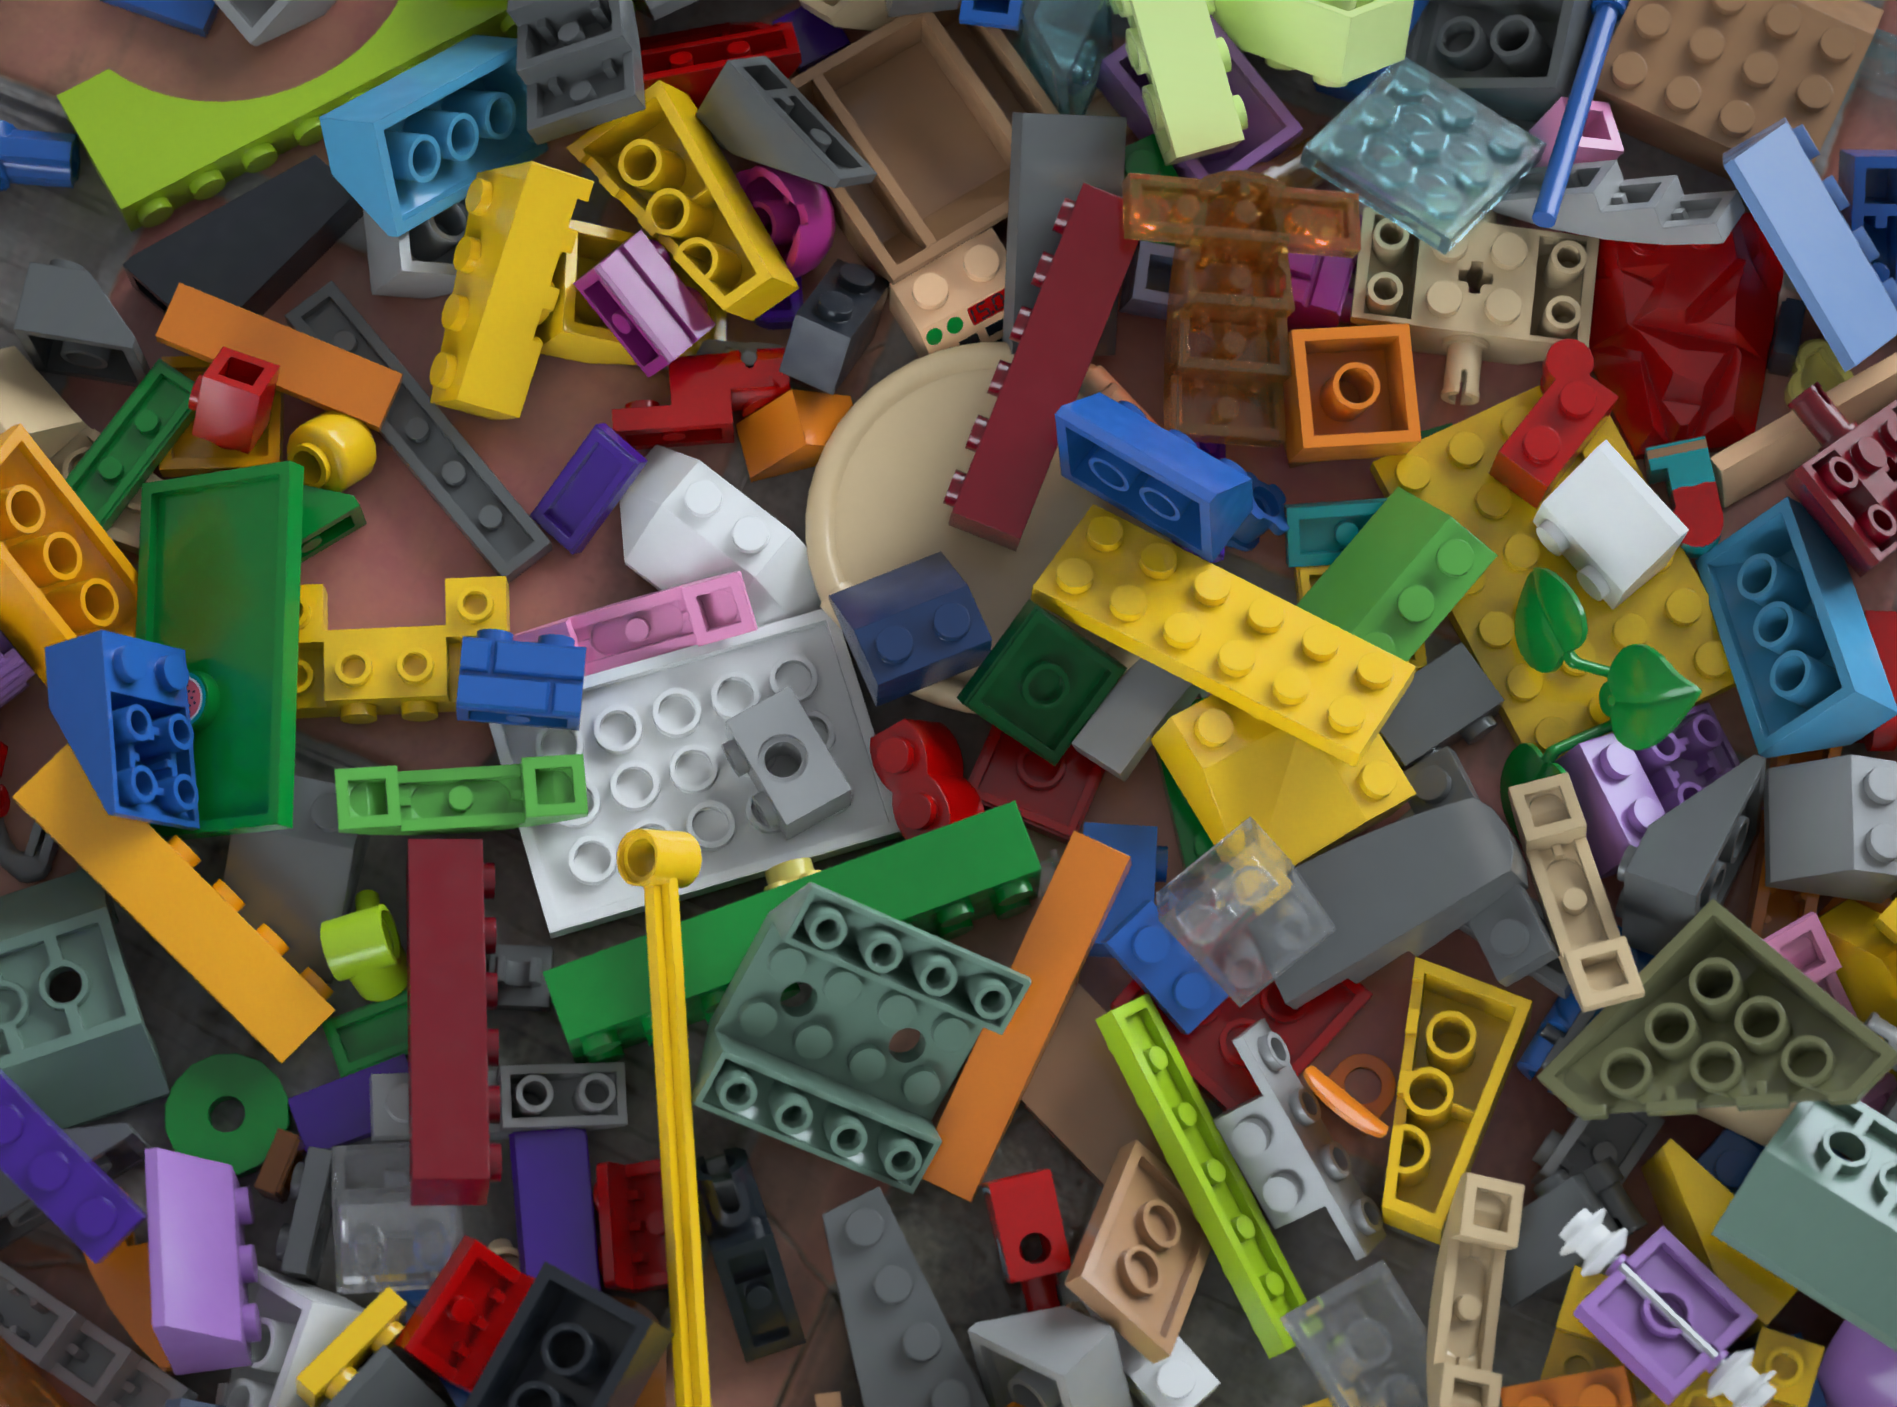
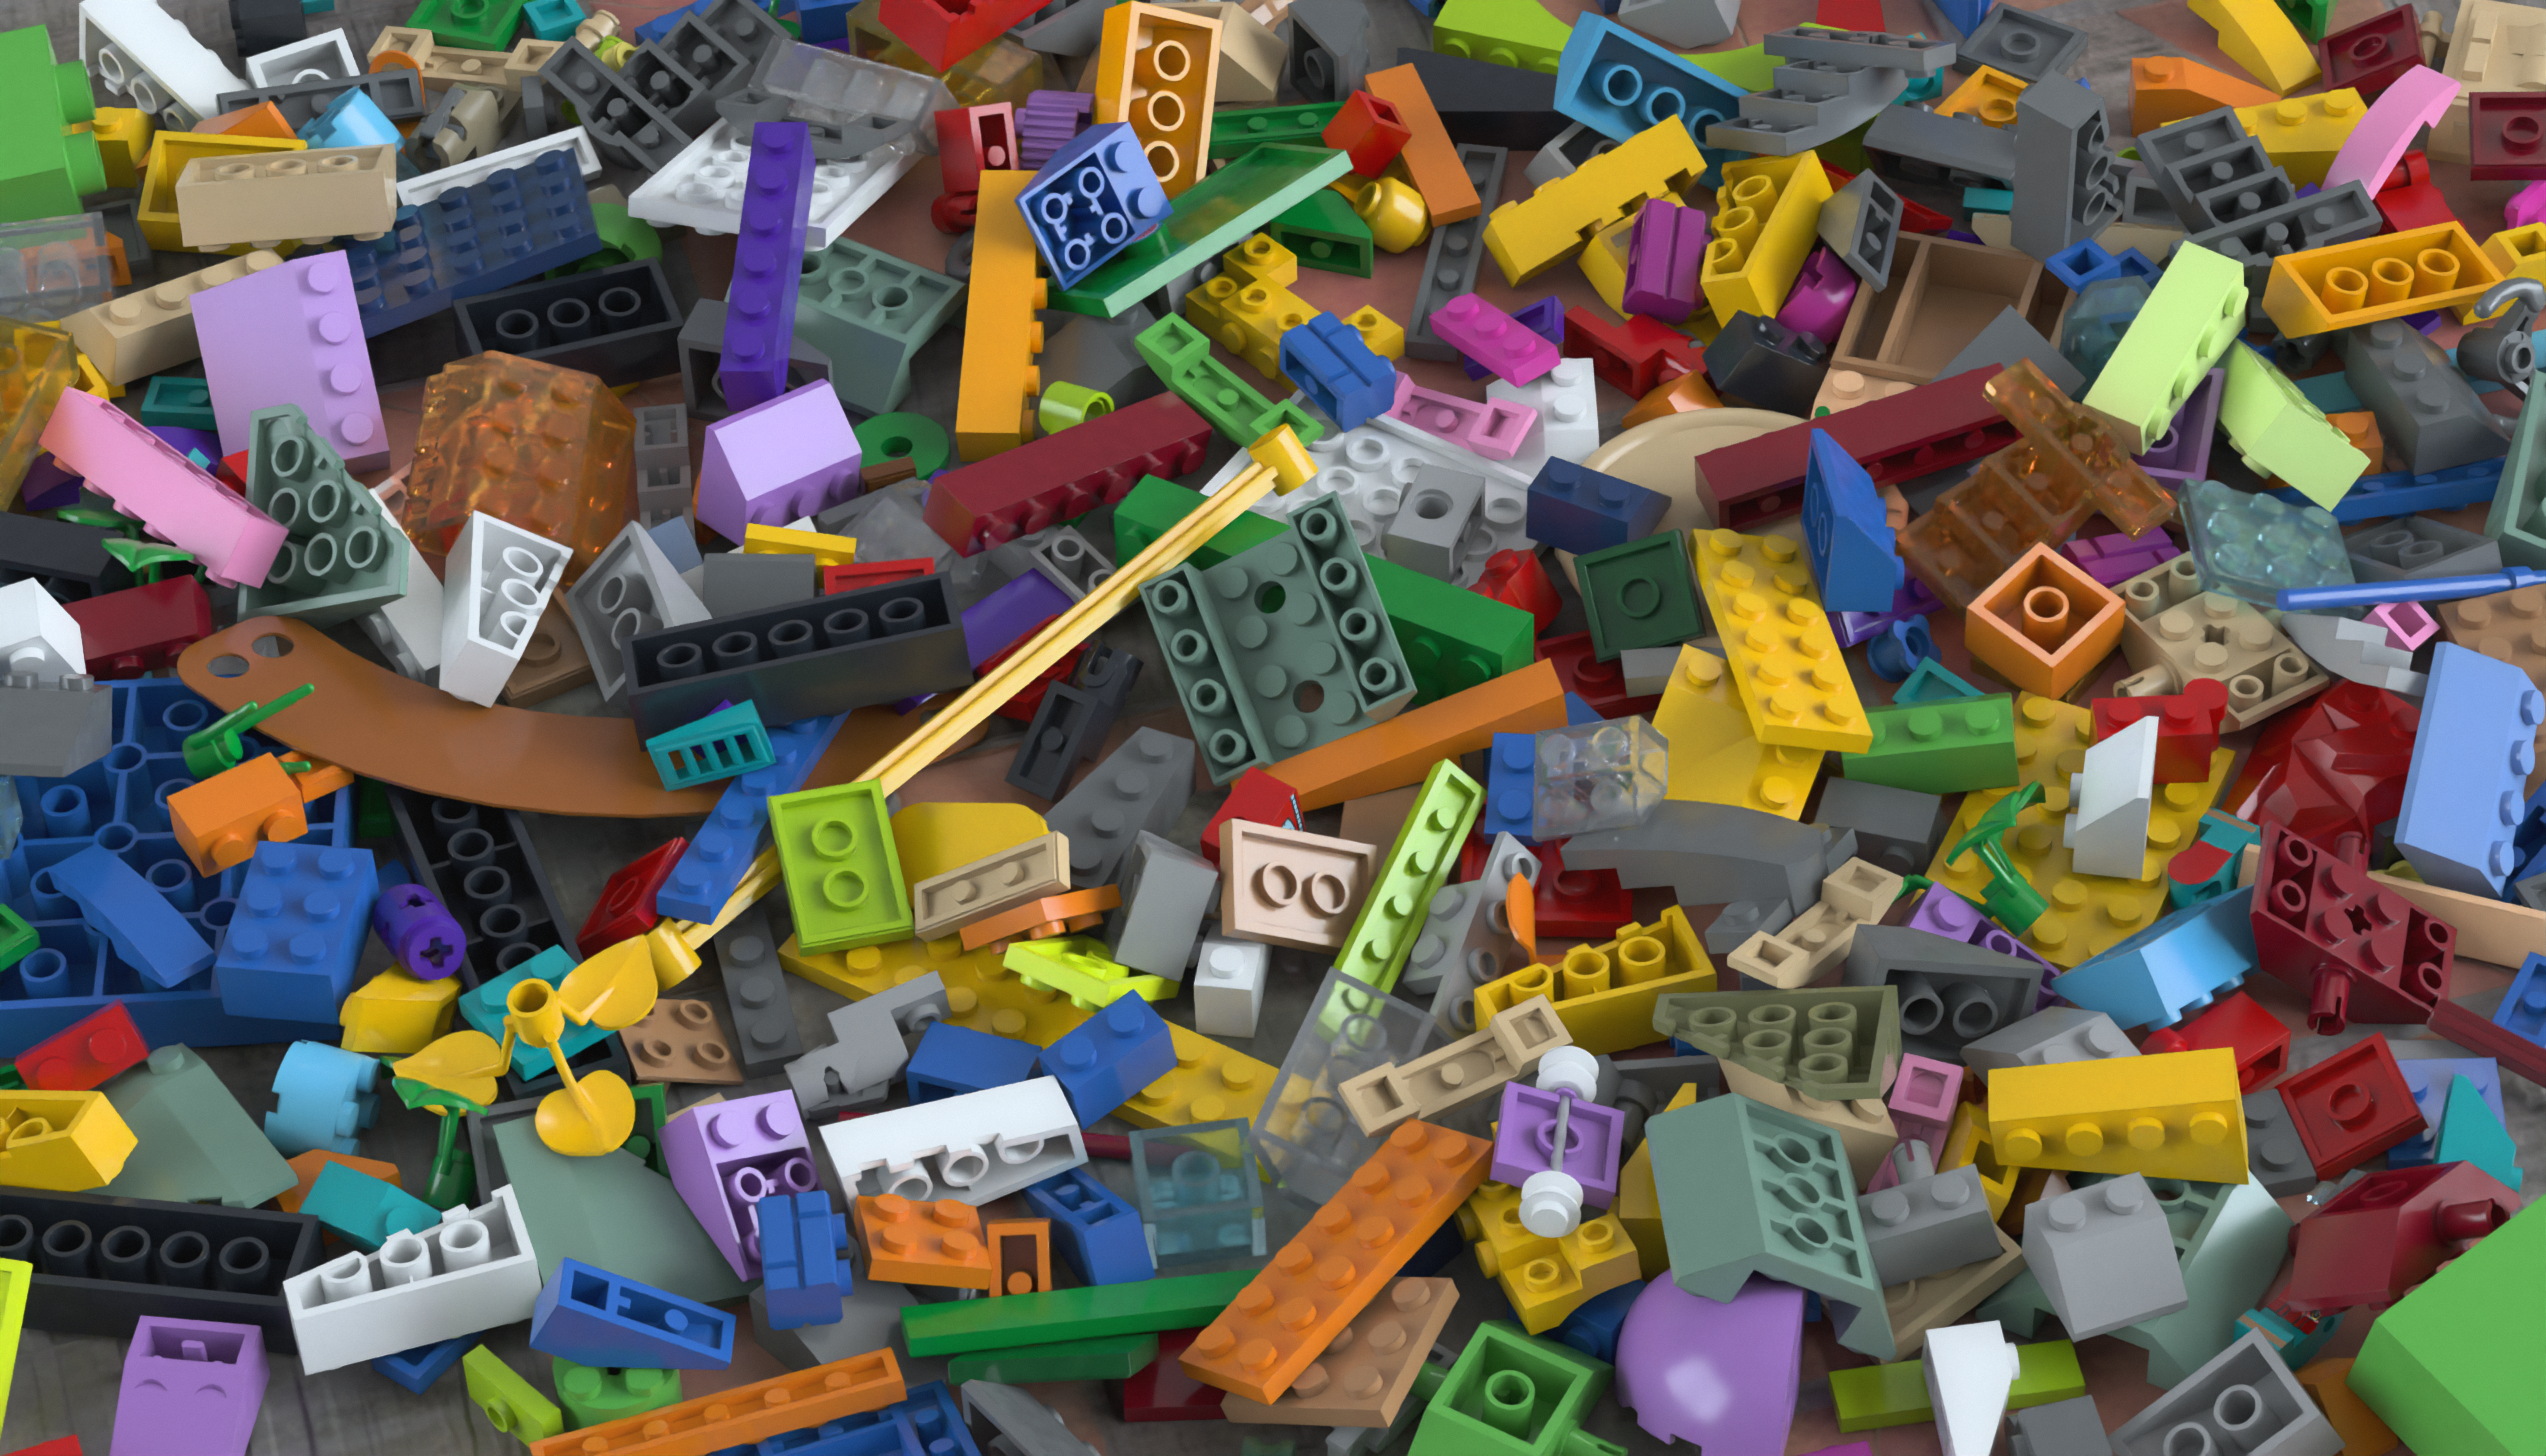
camera: 55 degrees right, 30 degrees down
(601, 519) = (1494, 339): none -> dark pink plate

